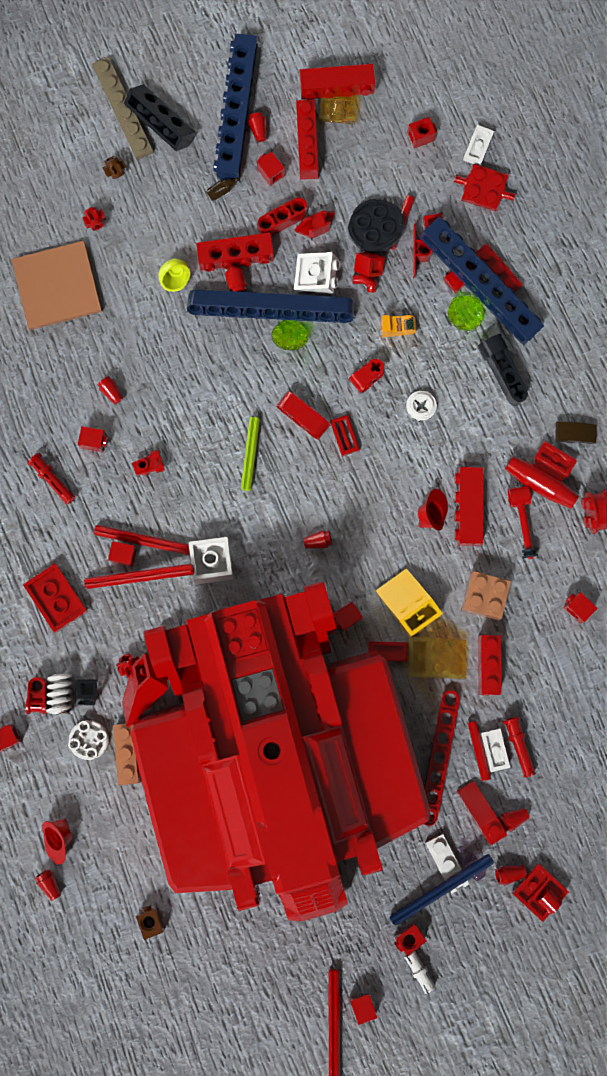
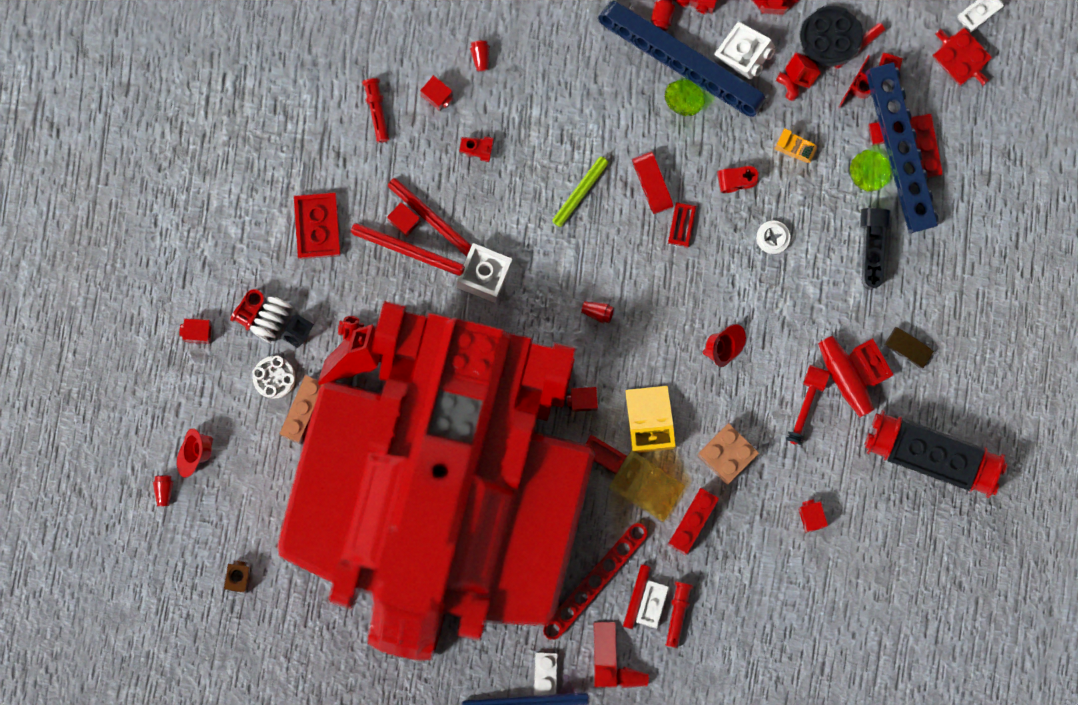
camera: 30 degrees right, 0 degrees up
(469, 506) = (763, 360): red brick -> none

